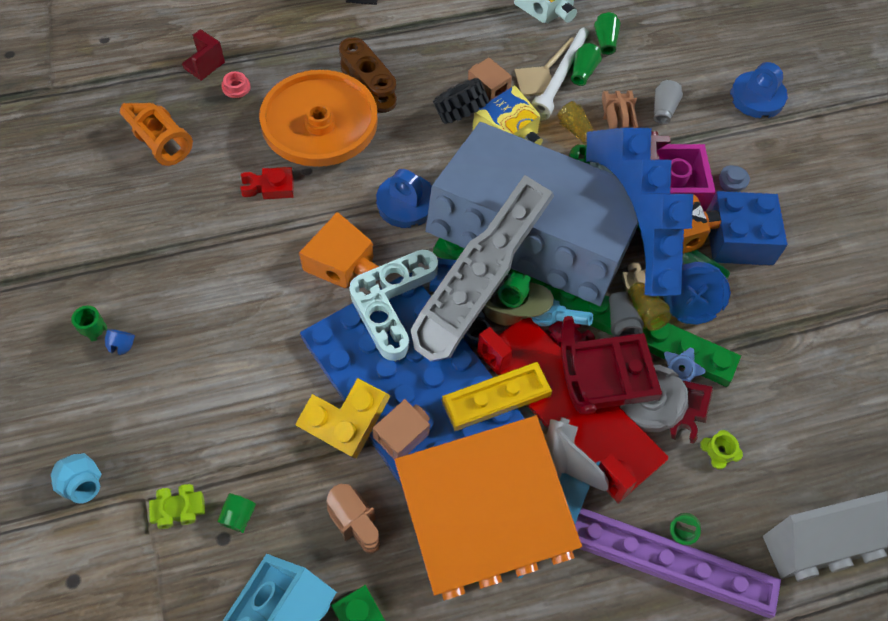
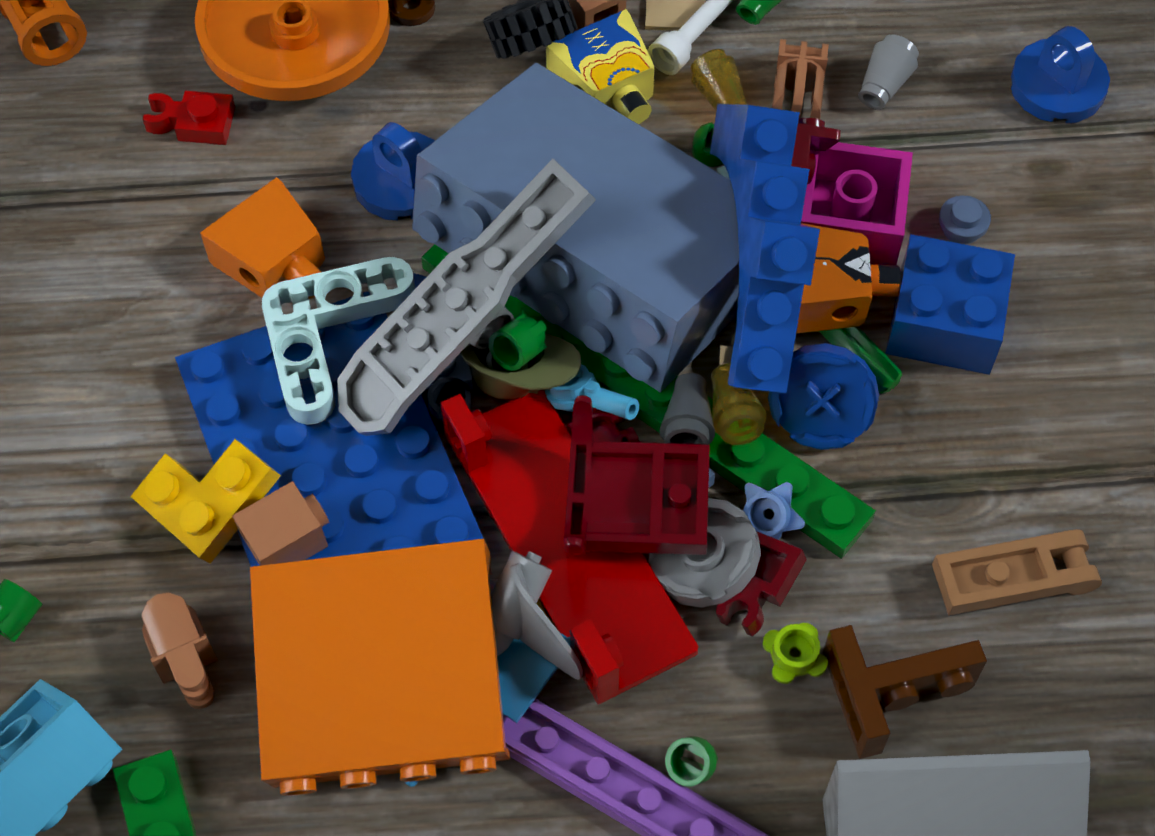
camera: 15 degrees right, 0 degrees up
(496, 396) = (447, 504): yellow tile -> none
(773, 467) = (893, 683): none -> reddish brown bracket
(828, 378) = (1015, 572): none -> medium nougat plate

